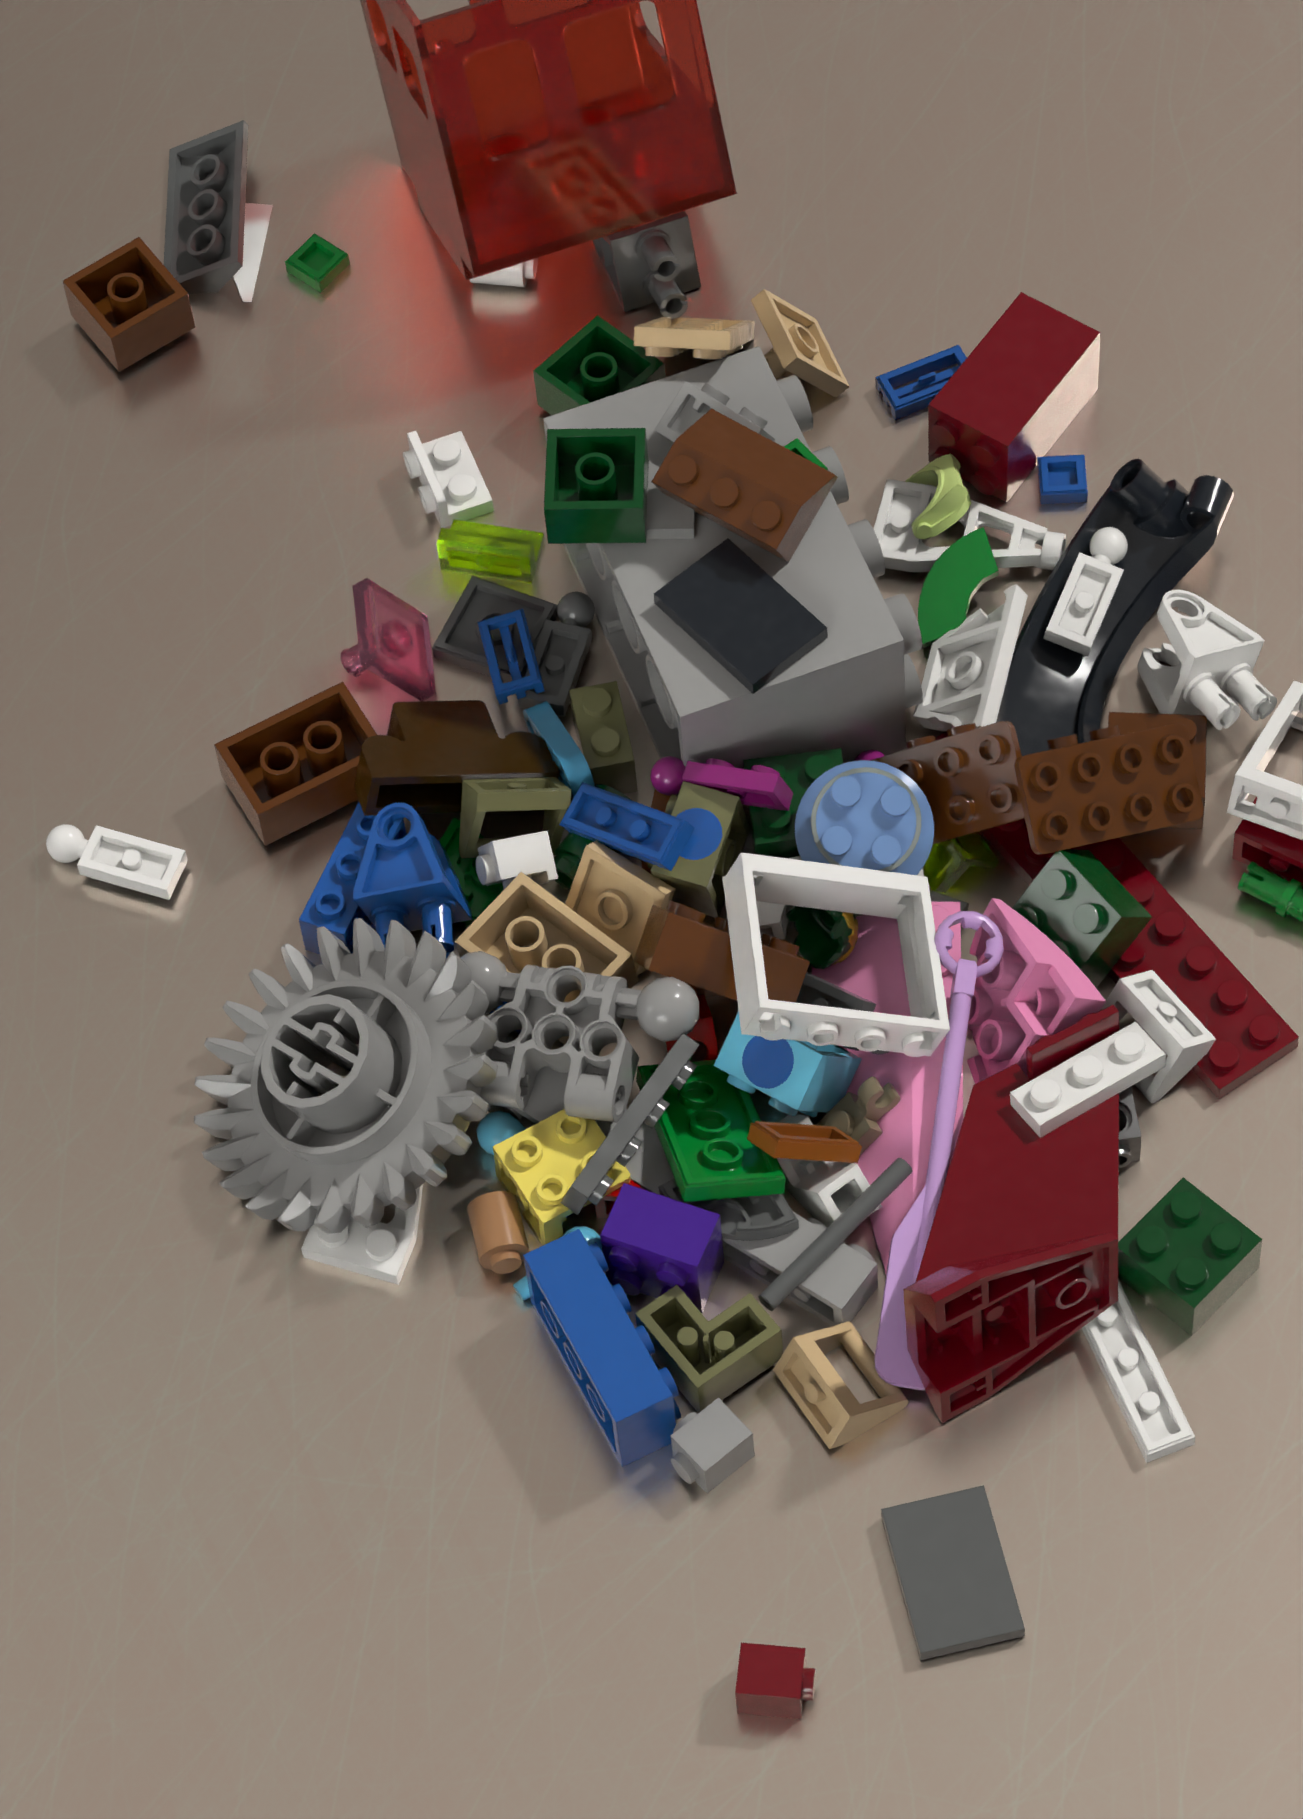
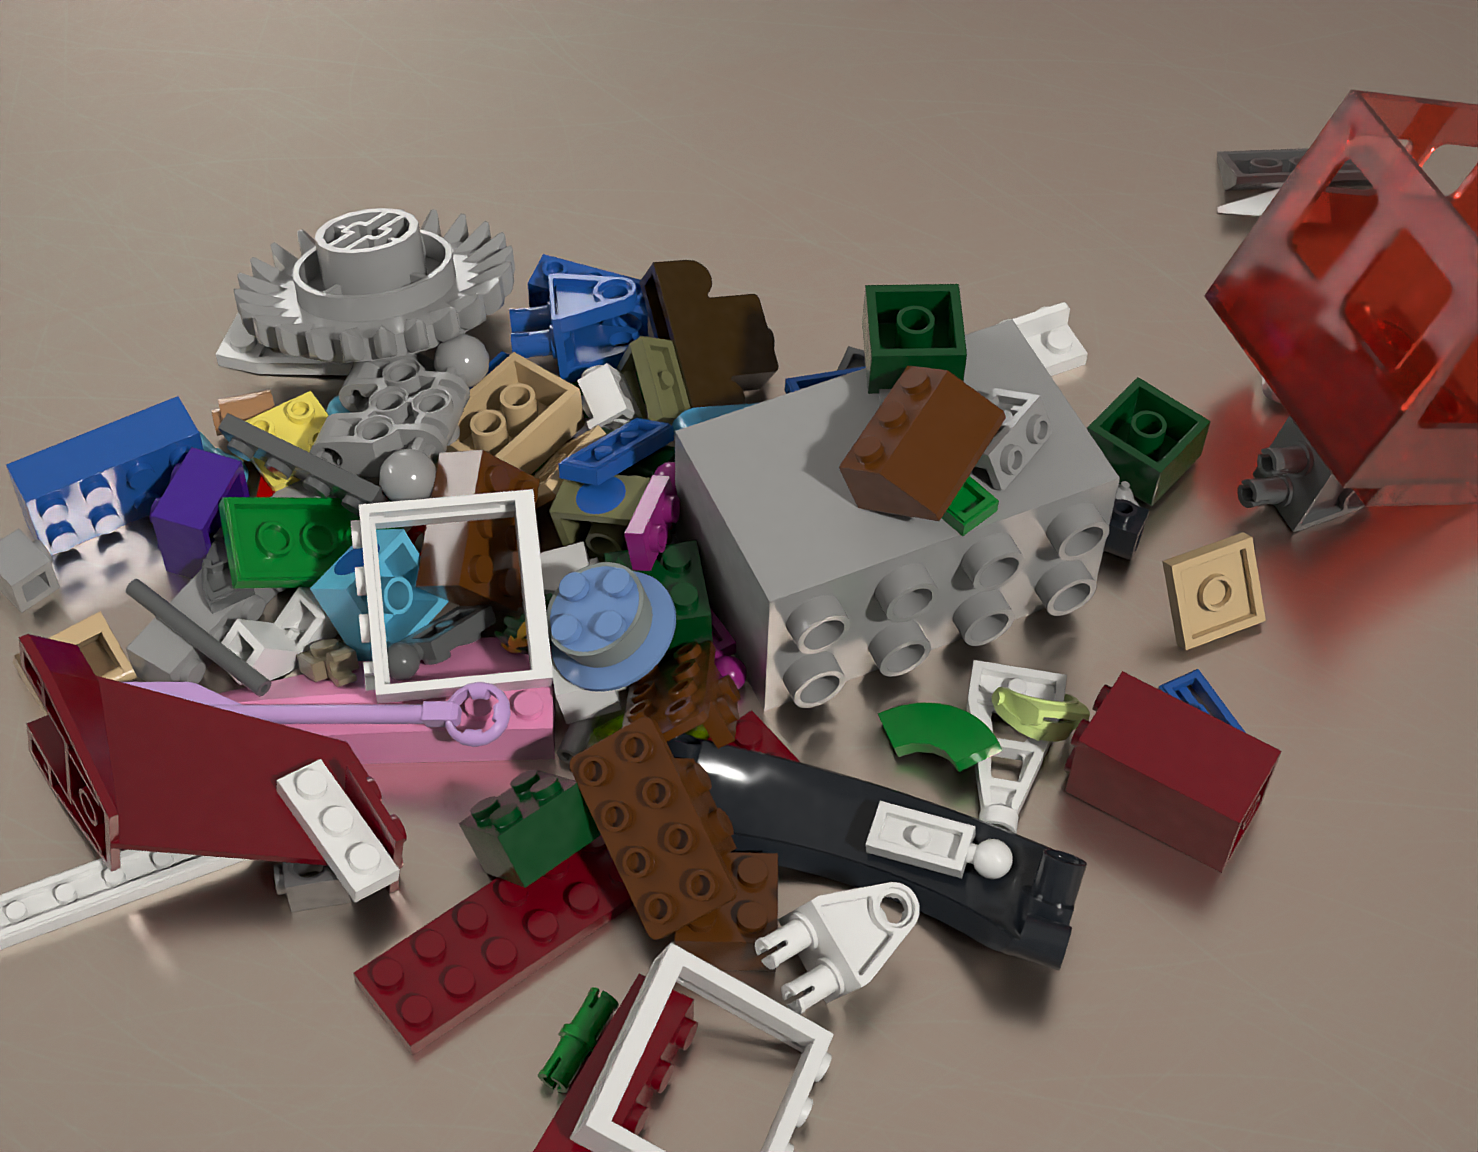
camera: 80 degrees right, 5 degrees down
(120, 859) = (624, 160): white plate -> none
(129, 304) = (1183, 117): reddish brown brick -> none
(296, 762) = (716, 236): reddish brown brick -> none
(391, 641) = (832, 303): clear pink tile -> none
(705, 336) = (1162, 458): tan plate -> none
(712, 1355) = (104, 551): olive brick -> none
(740, 615) = (781, 467): black tile -> none
(804, 1142) = (283, 601): dark orange tile -> none
(971, 667) = (831, 739): white wing -> none
(1025, 996) = (441, 795): bright pink brick -> none
(1062, 479) = (1096, 836): blue tile -> none
(1167, 1023) = (414, 906): white tile -> none
(1188, 1256) = (160, 937): dark green brick -> none

